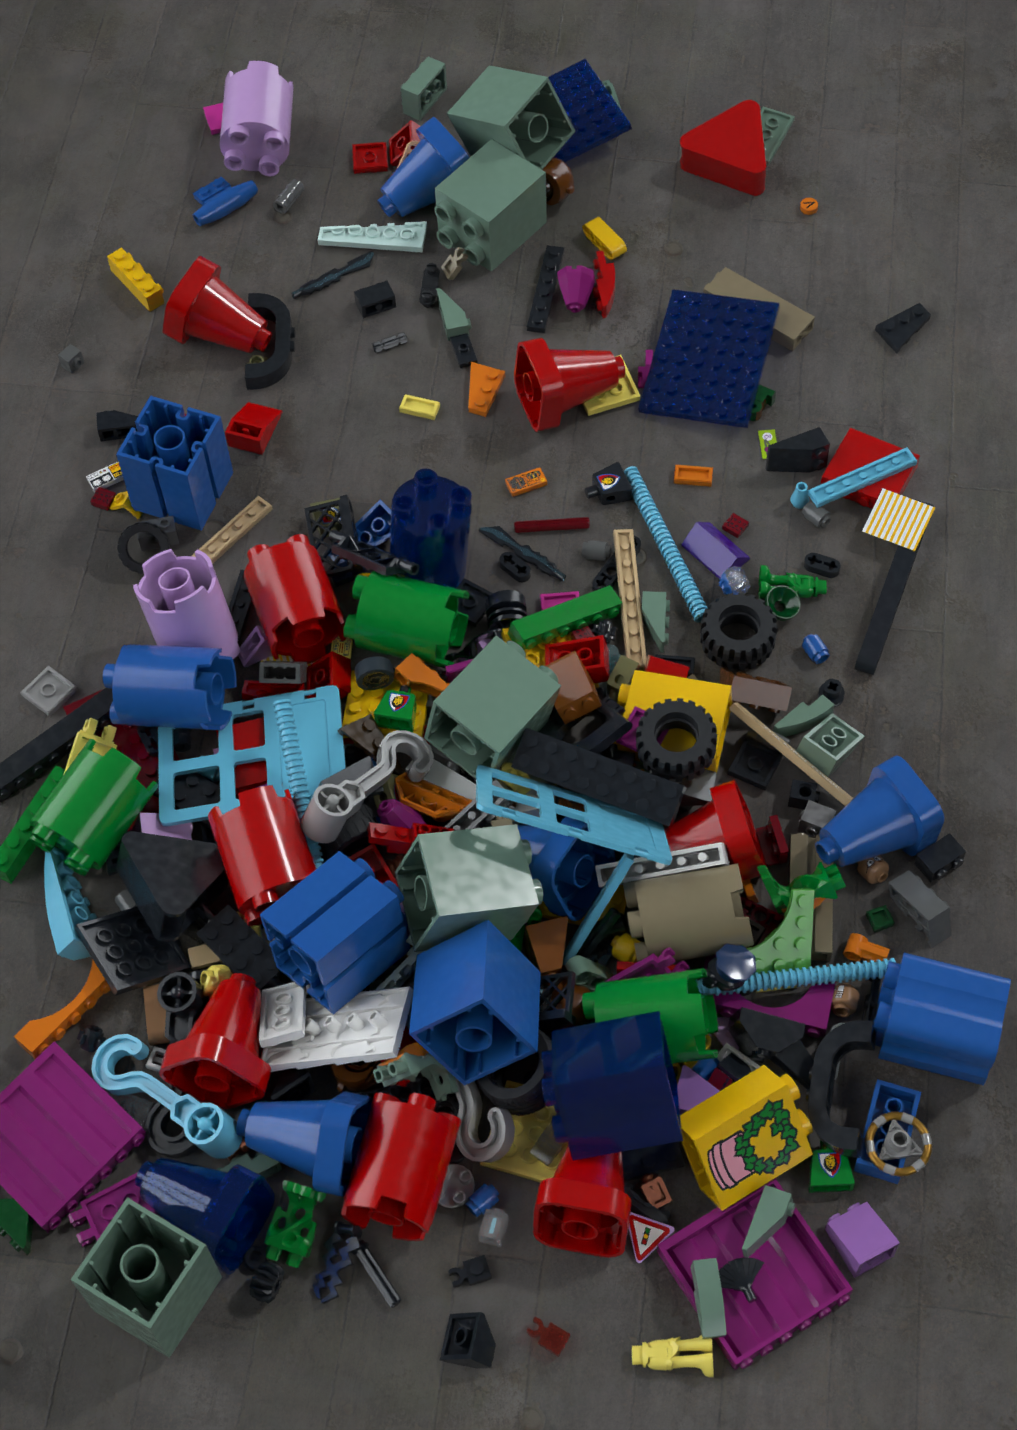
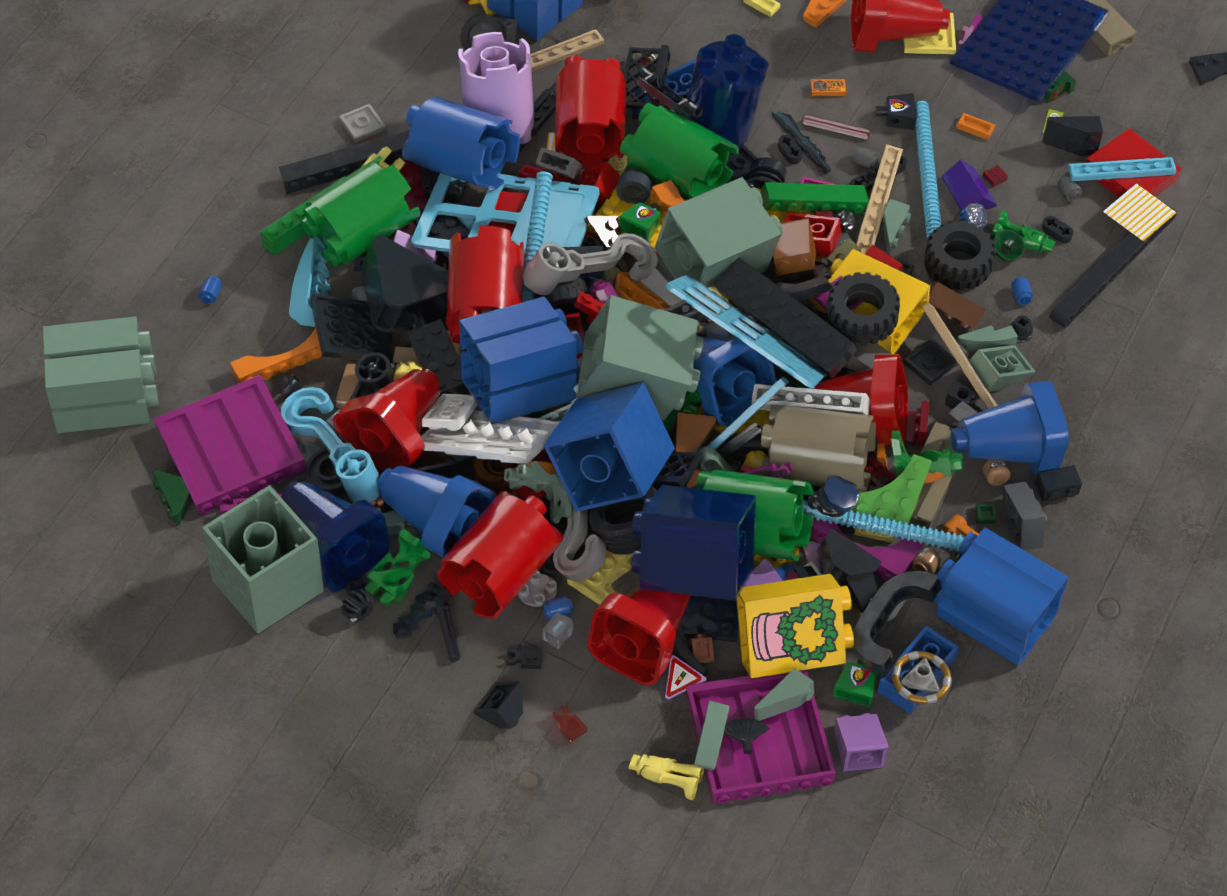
camera: 15 degrees right, 5 degrees down
(254, 648) = (543, 139): lavender slope -> none
(800, 495) = (1061, 168): medium azure cone -> none

